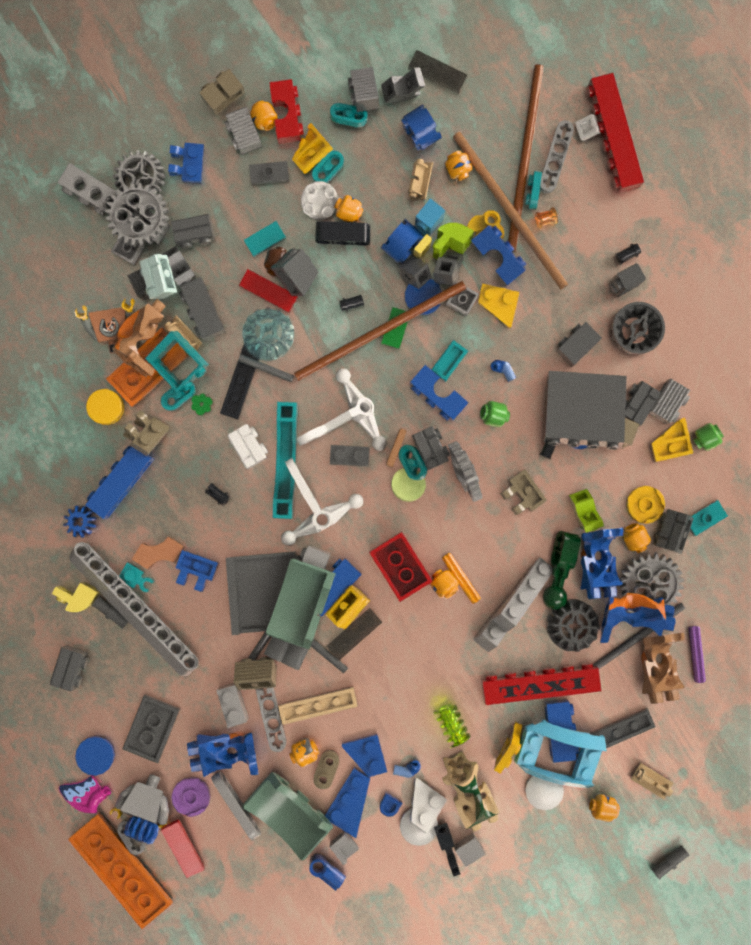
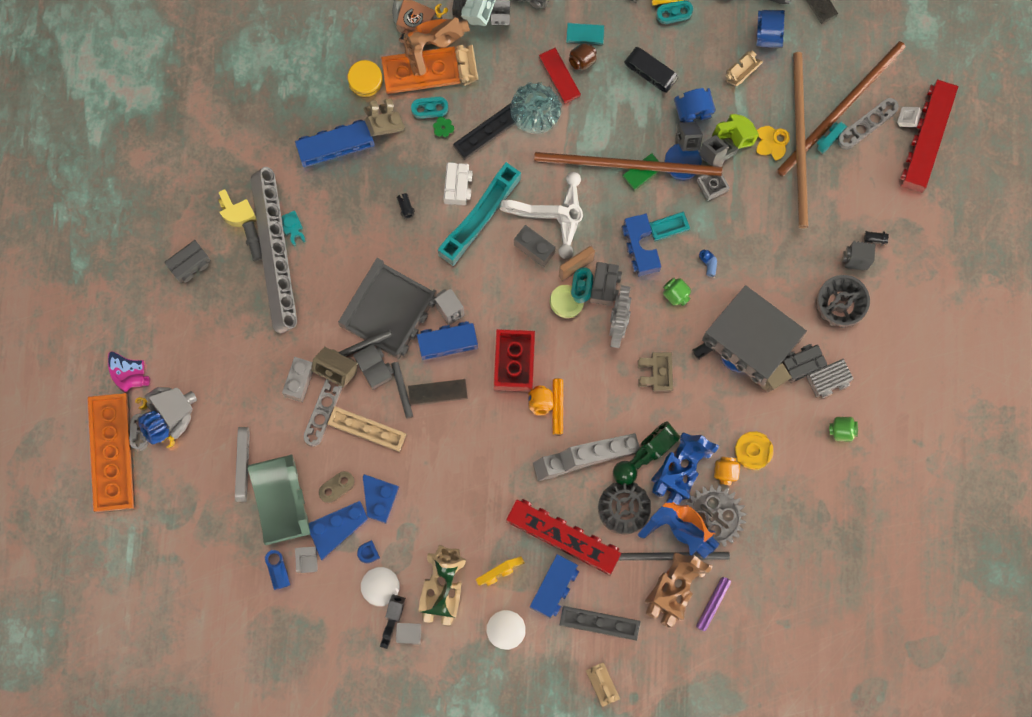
camera: 30 degrees right, 10 degrees down
(72, 521) = (273, 151): blue gear -> none
(95, 755) = (157, 346): blue tile -> none
(149, 555) = (317, 218): nougat tile -> none
(151, 728) = (218, 356): dark grey tile -> none
(163, 348) = (445, 61): teal window -> none
(182, 848) = (173, 468): tile -> none
(191, 796) = (210, 433): medium lavender tile -> none
(197, 566) = (348, 250): blue plate -> none
(201, 309) = (496, 54): dark grey brick -> none
(215, 748) = (253, 405): blue hips -> none
(266, 368) = (515, 133): dark grey piece -> none
(295, 271) = (592, 72): dark grey torso -> none
(299, 603) = (413, 331): sand green panel -> none
(304, 752) = (328, 458): light orange head -> none
(310, 525) = (464, 279): white piece -> none
(319, 200) = (650, 32): white dish -> none
(347, 607) = (447, 364): yellow brick -> none
(348, 209) = (669, 53): light orange head -> none
(351, 303) = (620, 128): black pin -> none
(409, 770) = (404, 534): arm -> none
(423, 246) = (708, 120): light yellow tile -> none
(425, 806) = (397, 572): white wing -> none
(429, 218) = (729, 101): dark azure brick -> none
(453, 724) = (466, 518): clear neon green piece -> none
(458, 165) = (782, 77): light orange head -> none
(489, 240) = (770, 183): blue arch -> none
(499, 302) = (742, 207): yellow wing -> none
(546, 218) = (826, 165): clear orange bush -> none
(579, 344) = (785, 281): dark grey brick -> none
(585, 511) = (699, 418): lime brick -> none
(586, 762) = (557, 627): medium azure wedge -> none
(604, 808) = (546, 677): light orange head -> none
(672, 443) = (810, 414): yellow wing -> none
(673, 531) = (762, 485): dark grey brick -> none
(707, 517) = (798, 495): teal plate -> none

